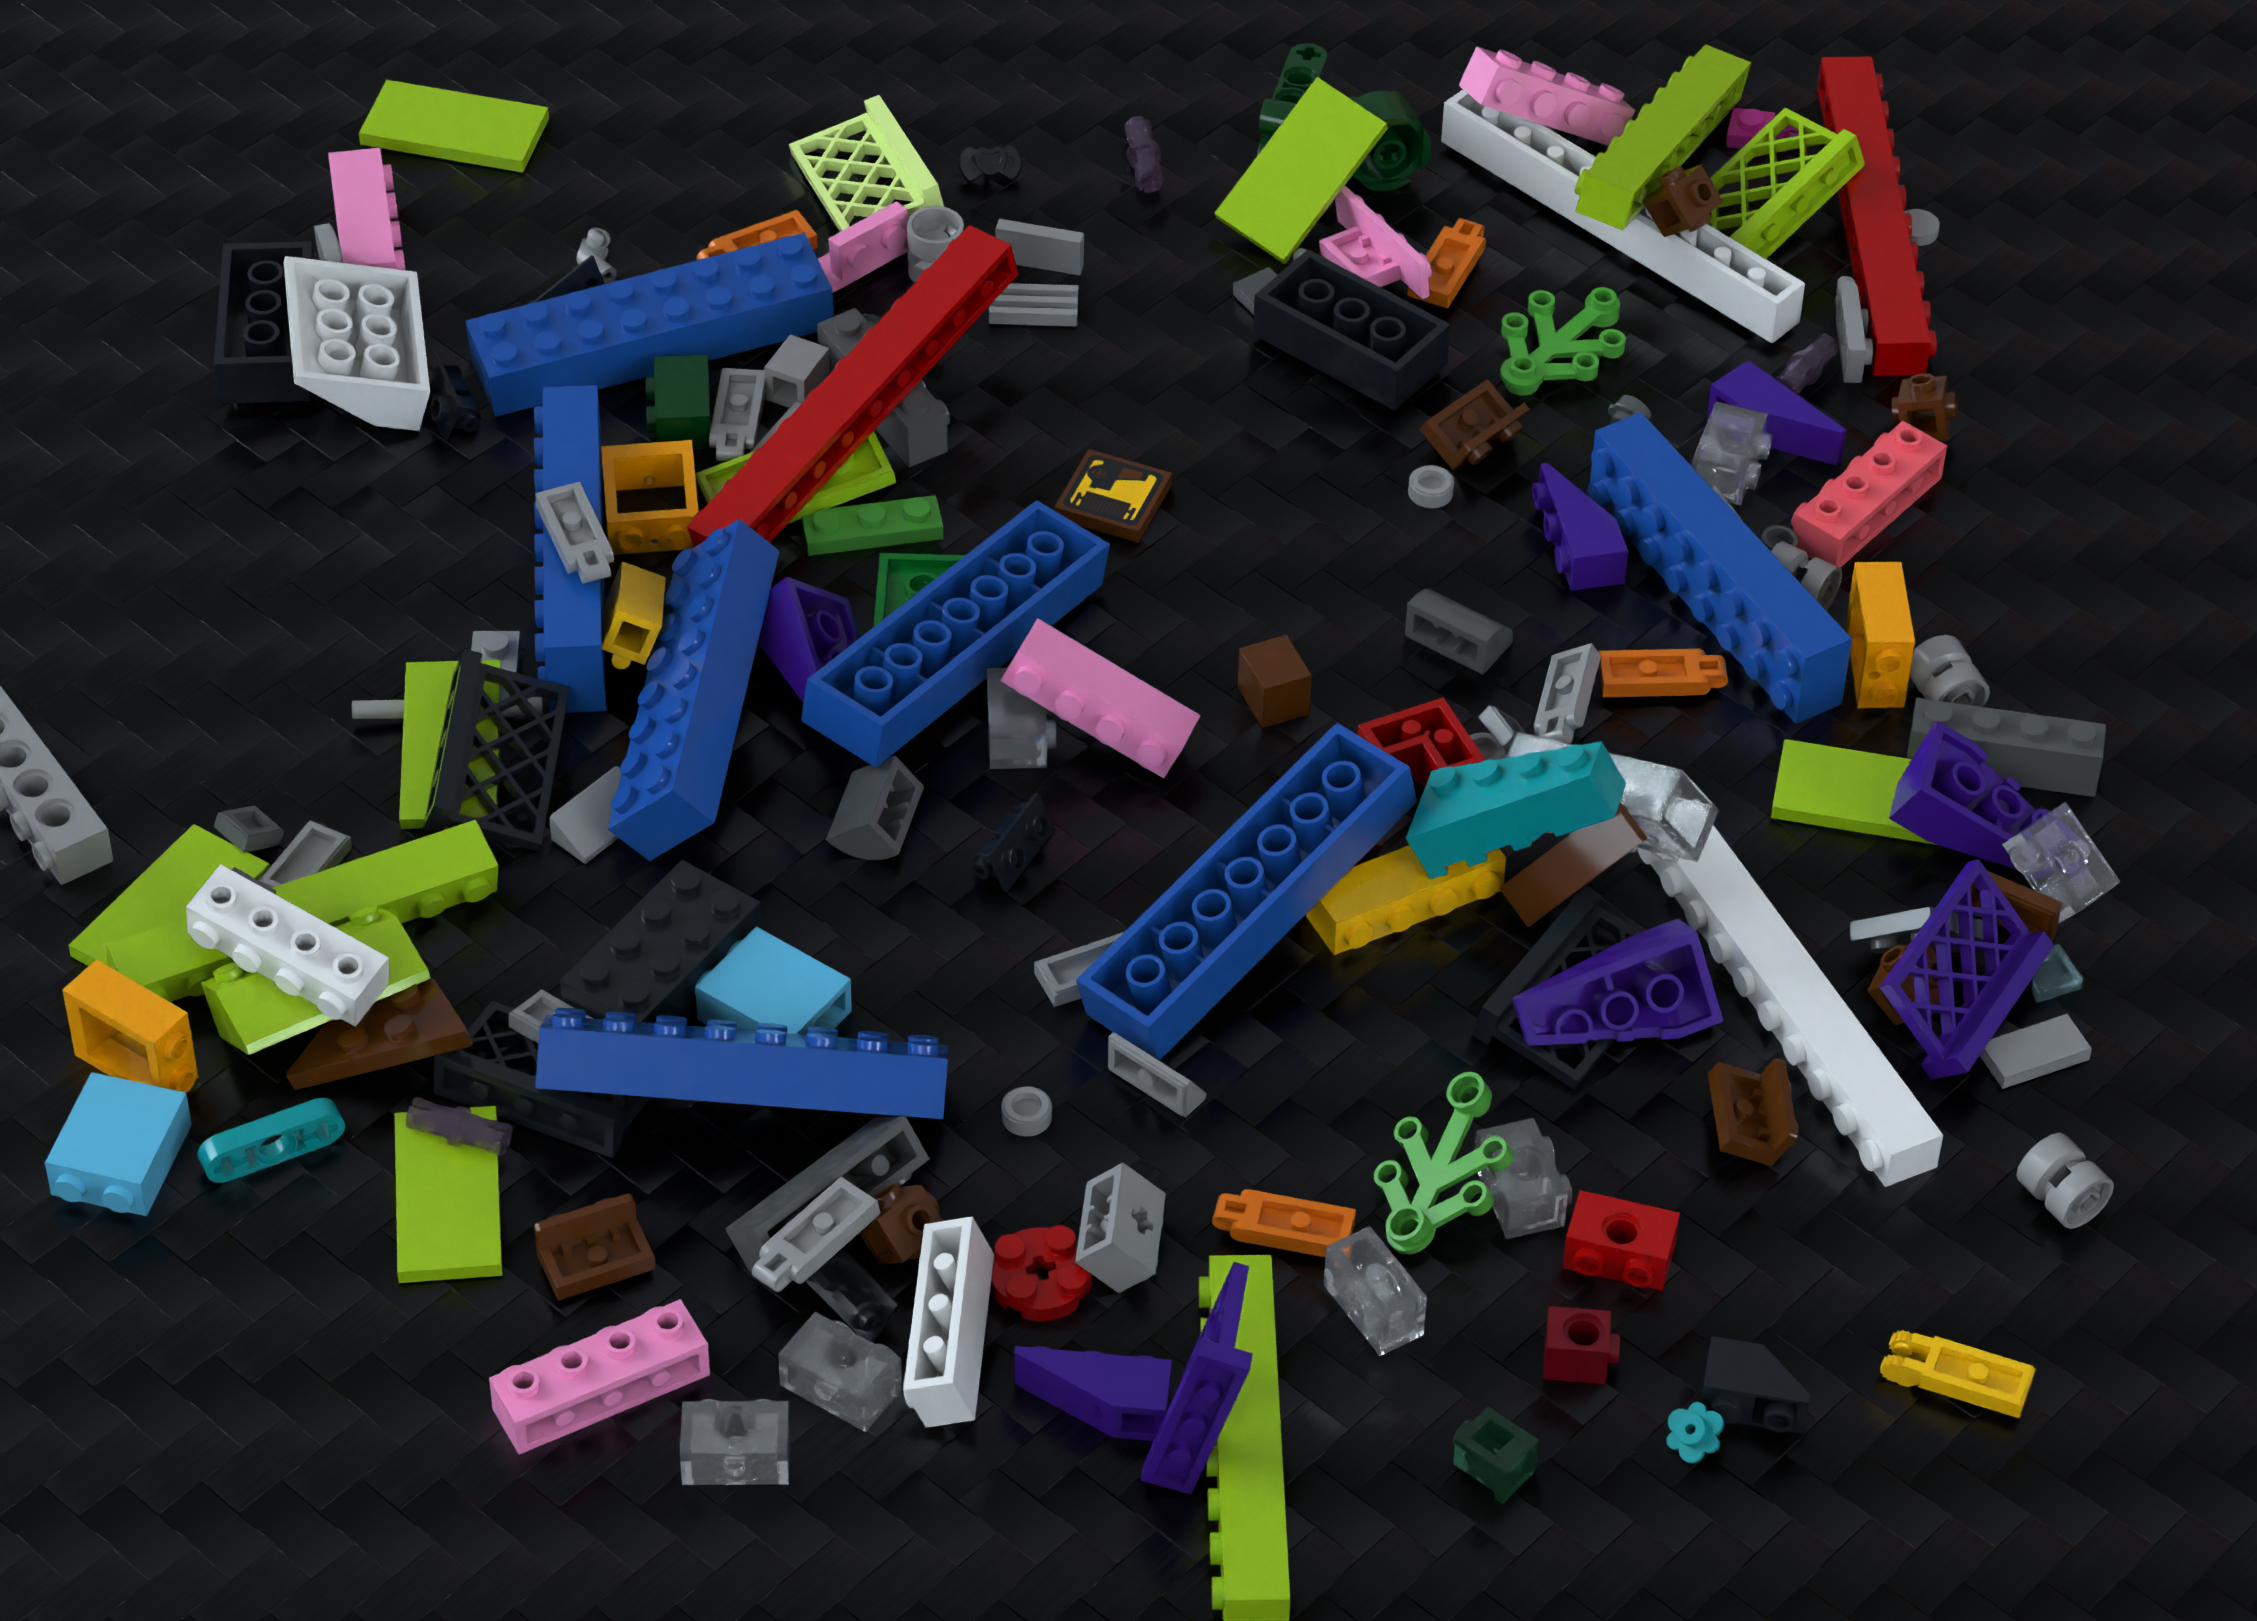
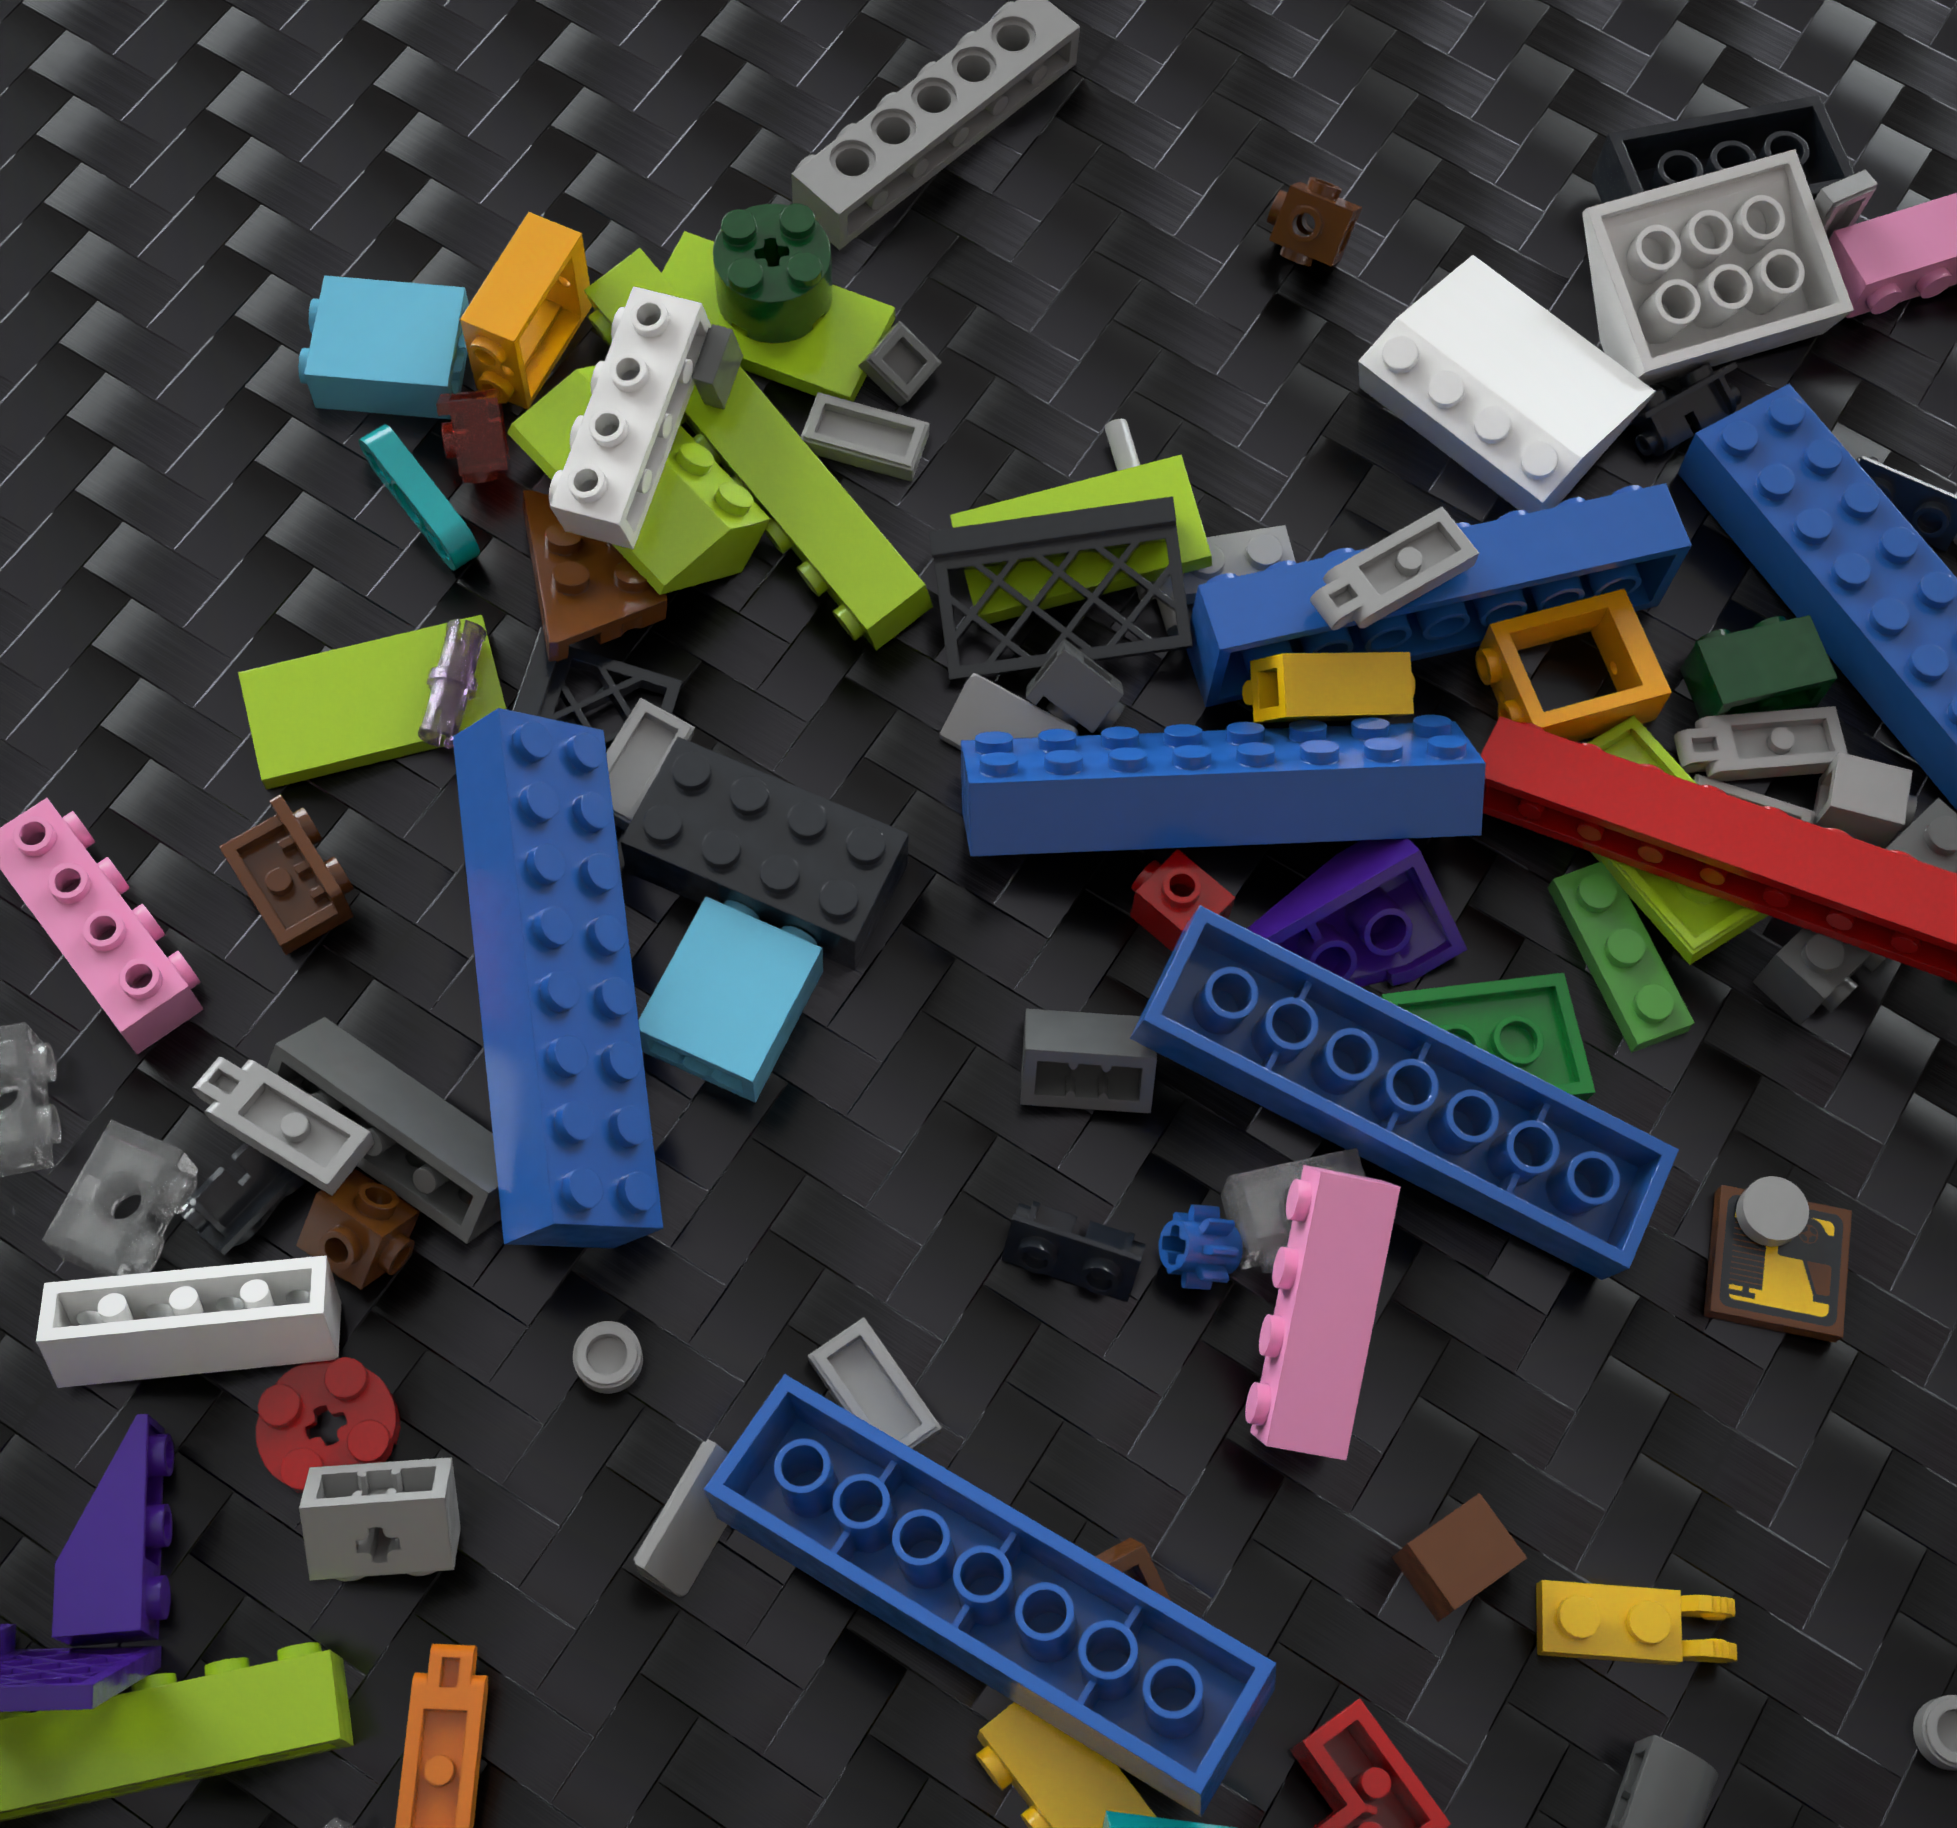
camera: 75 degrees right, 20 degrees up
(148, 873) = (772, 271): none -> dark green brick
(215, 557) = (1332, 217): none -> reddish brown brick
(231, 1085) = (475, 433): none -> clear red brick
(406, 482) = (1502, 386): none -> white slope
(581, 760) = (1077, 689): none -> dark grey brick
(772, 739) = (1172, 893): none -> red brick
(1021, 762) = (1200, 1247): none -> blue gear
(1081, 482) = (1772, 1211): none -> light grey tile
(1332, 618) = (1627, 1623): none -> yellow hinge

